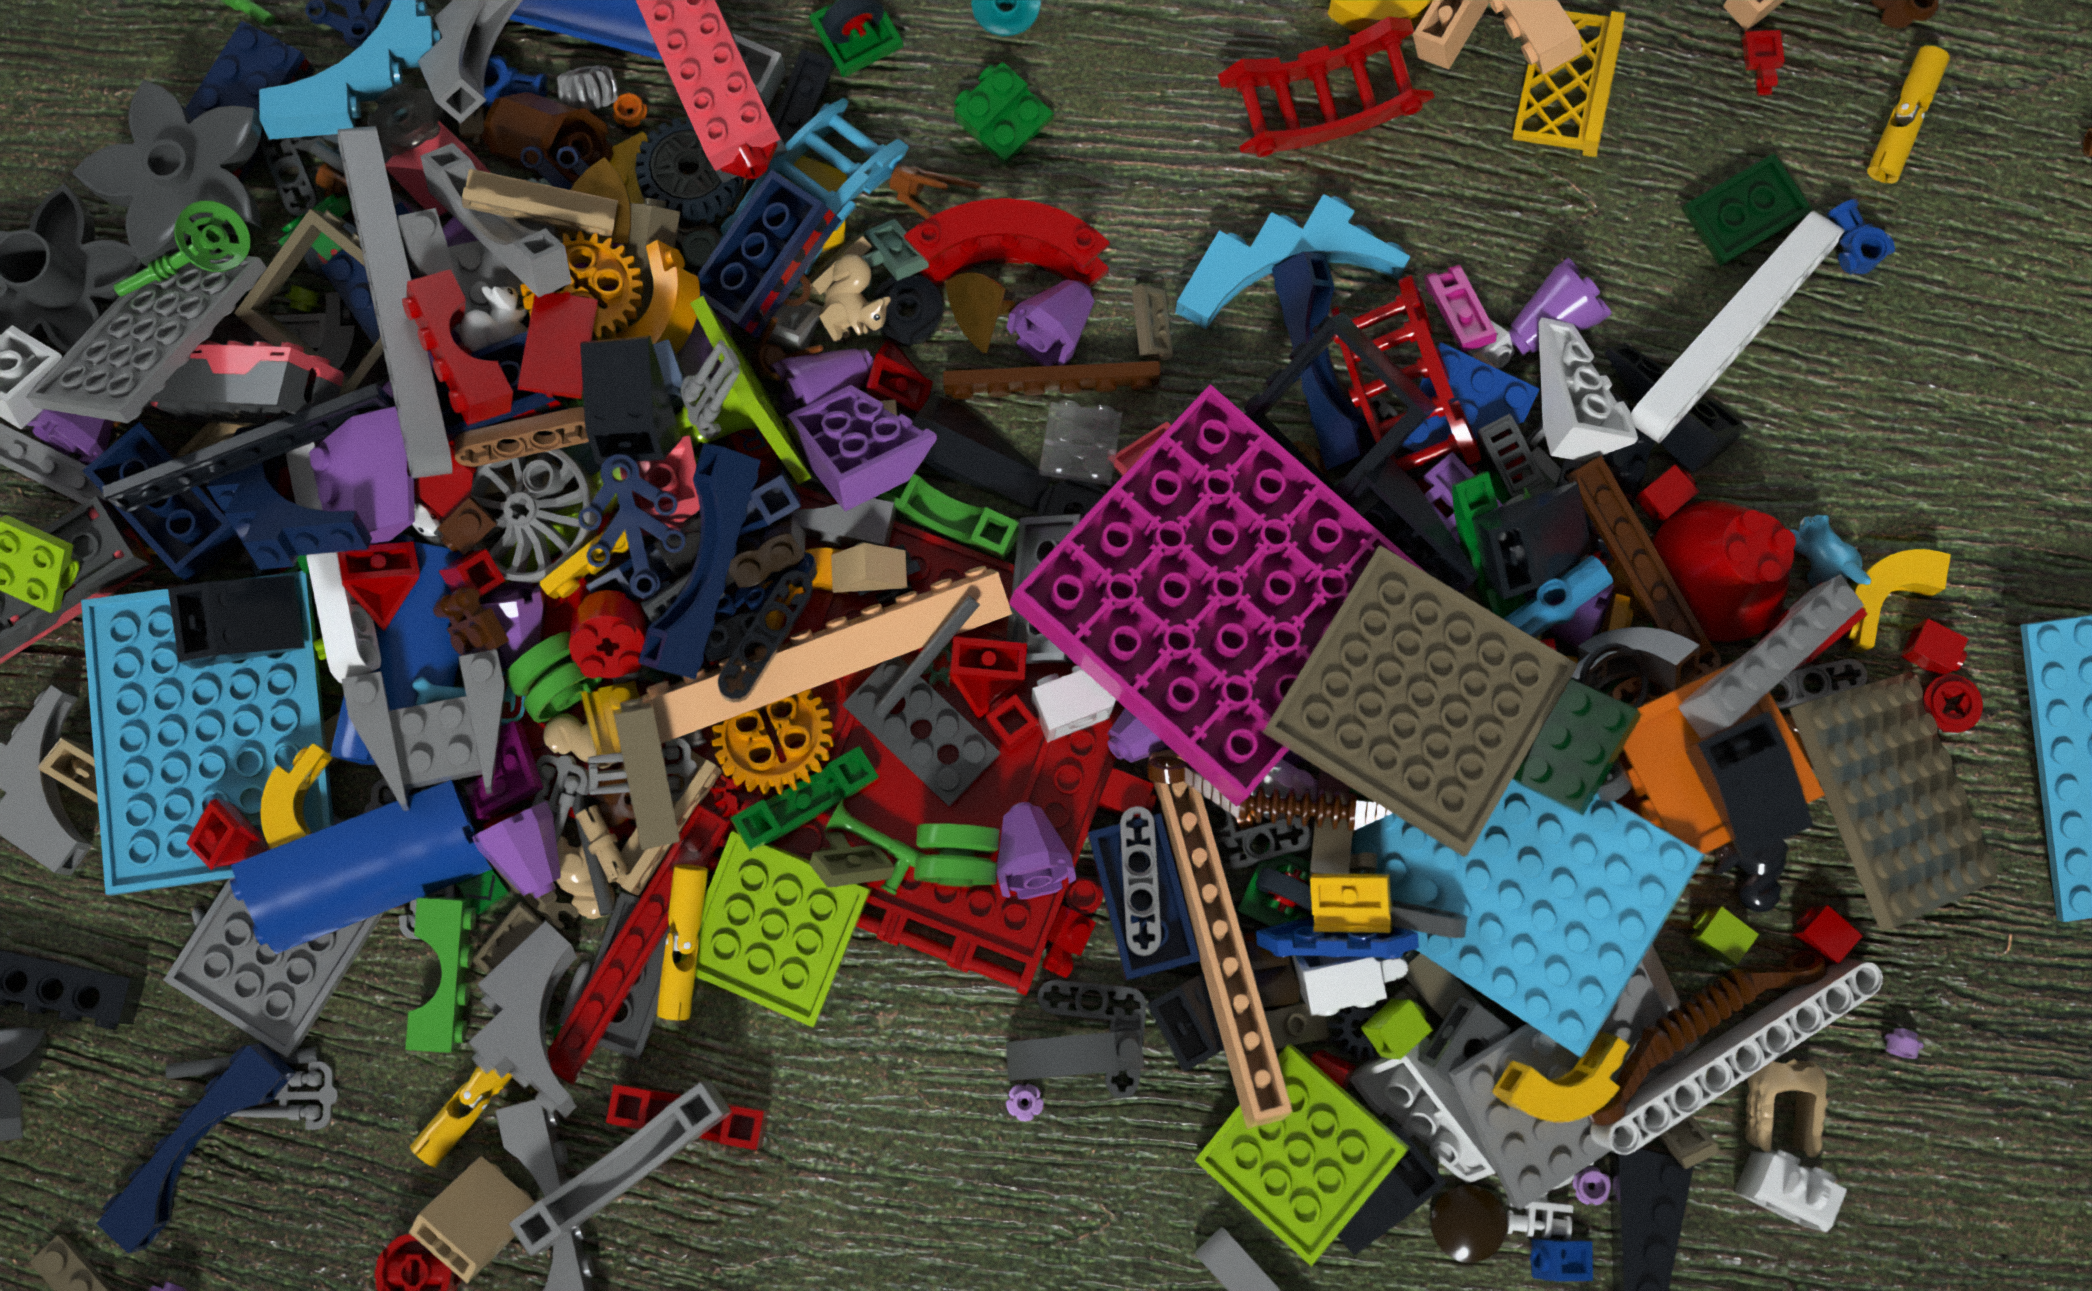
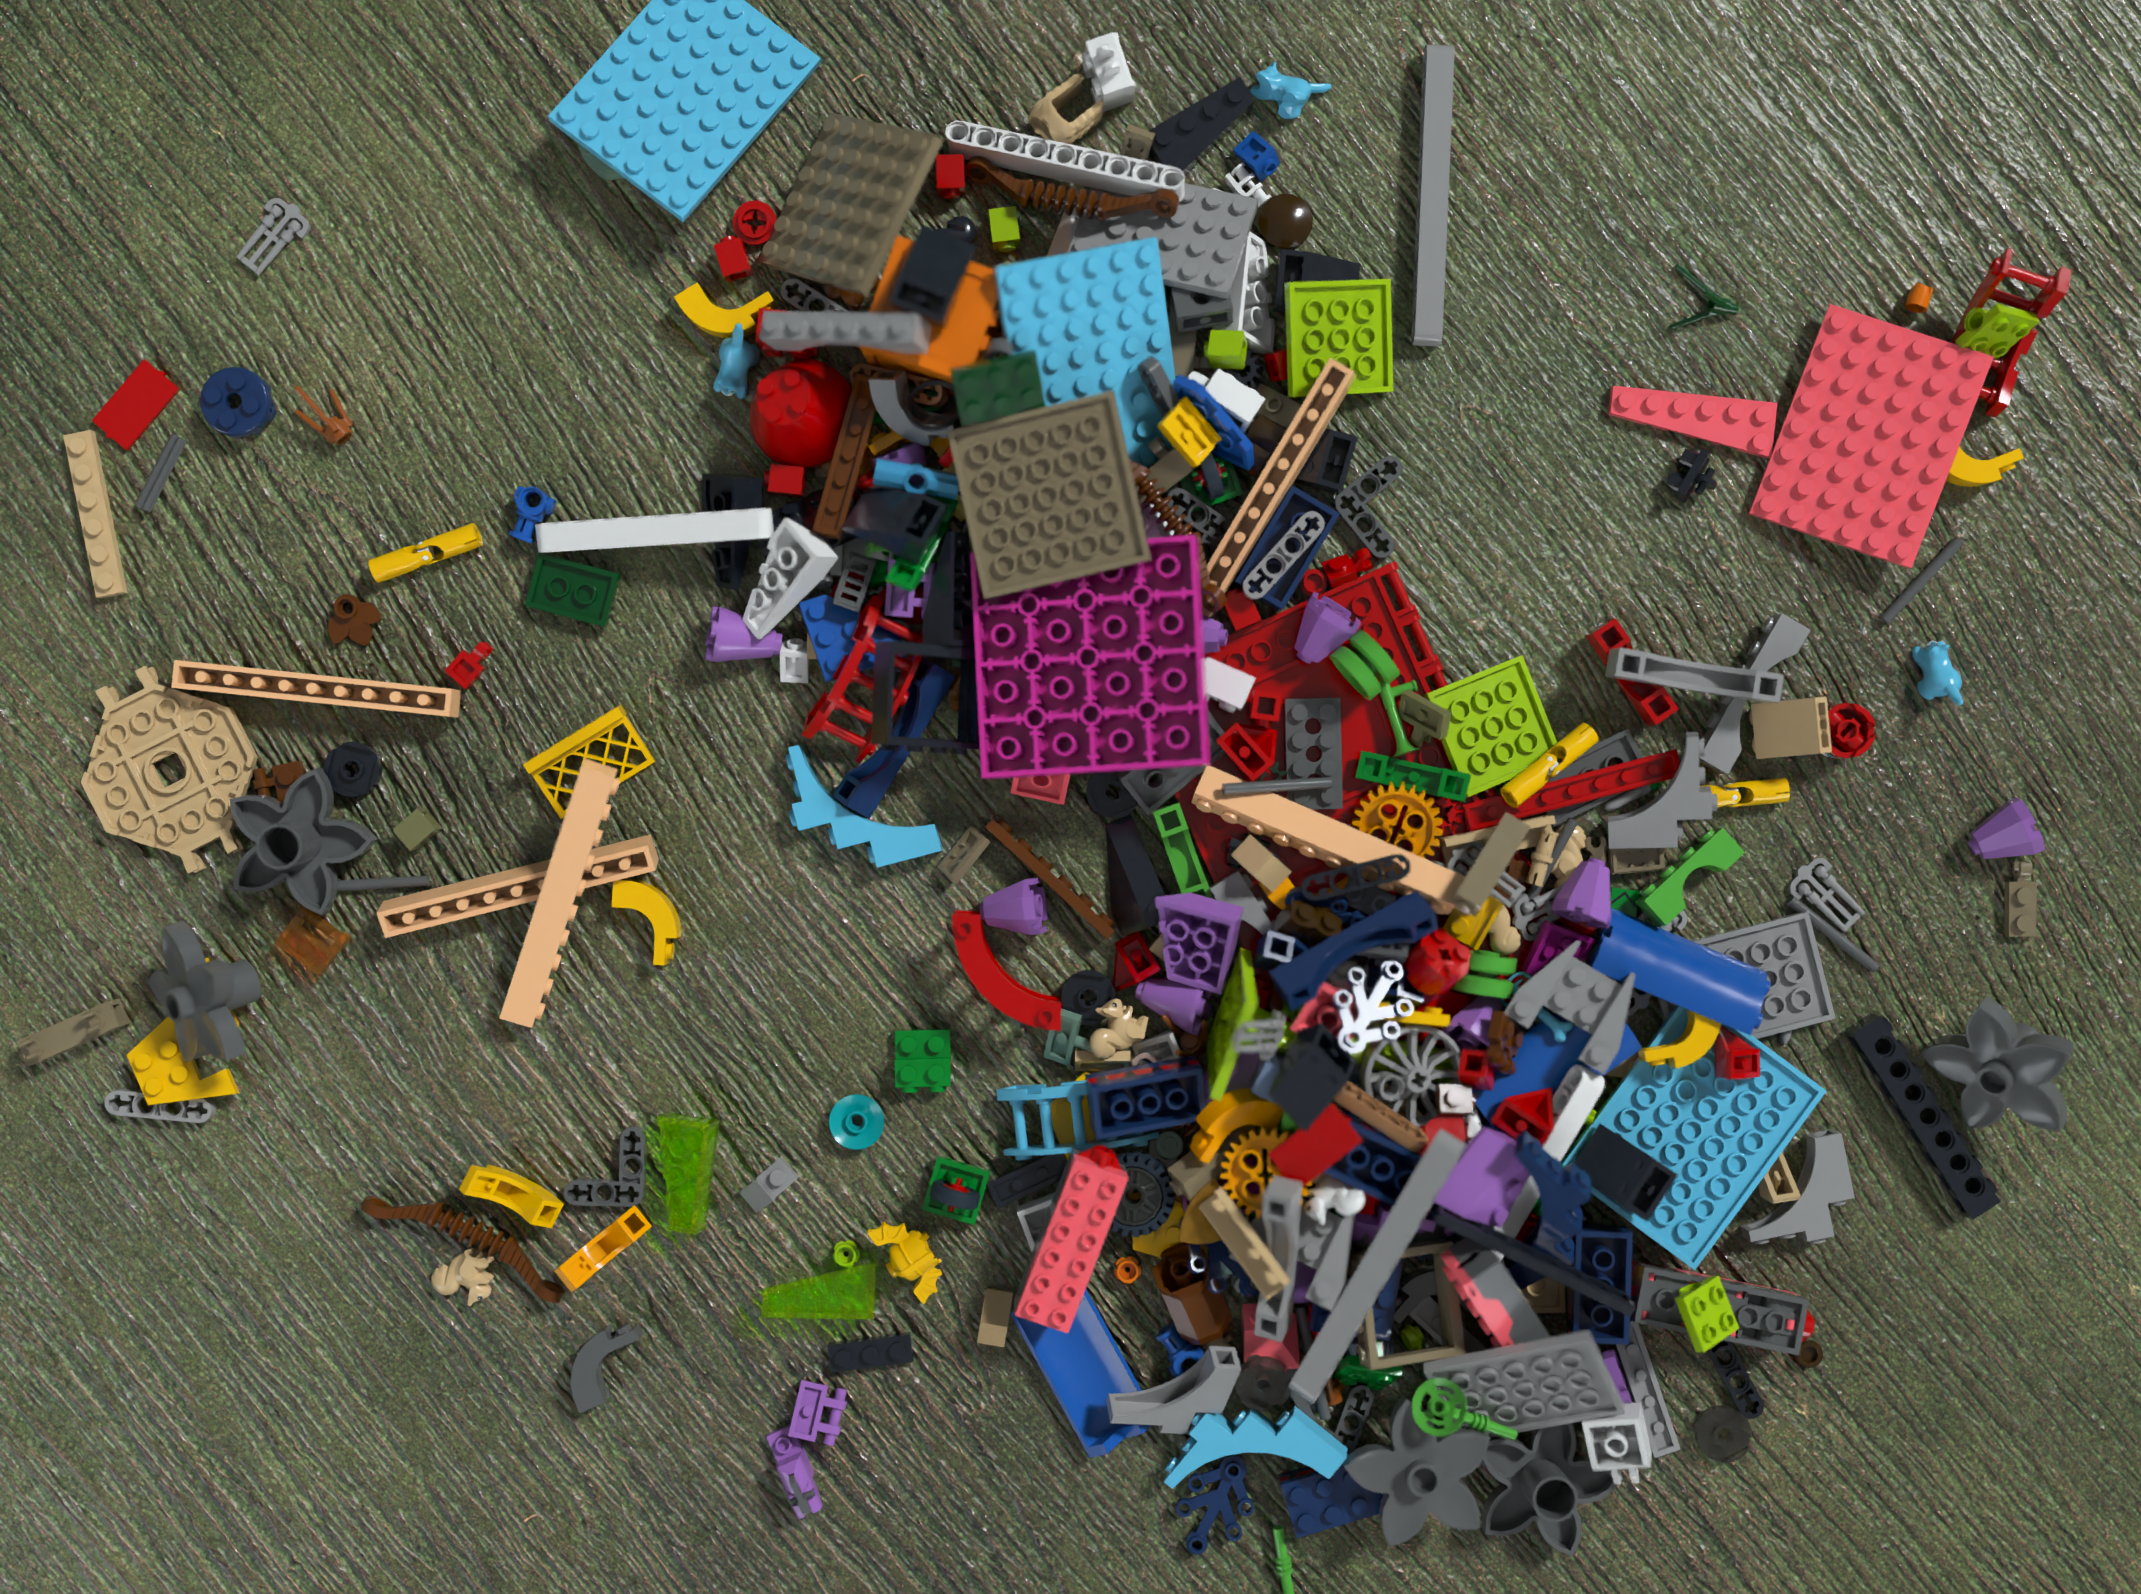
camera: 140 degrees left, 10 degrees up
(146, 1204) = (1950, 905): dark blue arch -> none
(475, 385) = (1384, 1162): red arch -> none
(587, 87) = (1141, 1303): light grey gear -> none
(911, 180) = (1014, 1070): dark orange plant -> none
(976, 305) = (1050, 958): pearl gold shield -> none
(1035, 1104) = (1442, 508): lavender plate -> none
(1074, 1055) = (1405, 502): dark grey arch -> none
(1080, 442) = (1072, 825): clear plate -> none
(1315, 65) = (723, 909): red fence -> none
(1461, 308) = (790, 691): dark pink plate -> none
(1572, 1095) = (1180, 226): yellow arch -> none
(1601, 1190) = (1208, 170): lavender plate -> none
(1903, 1043) = (969, 83): lavender plate -> none

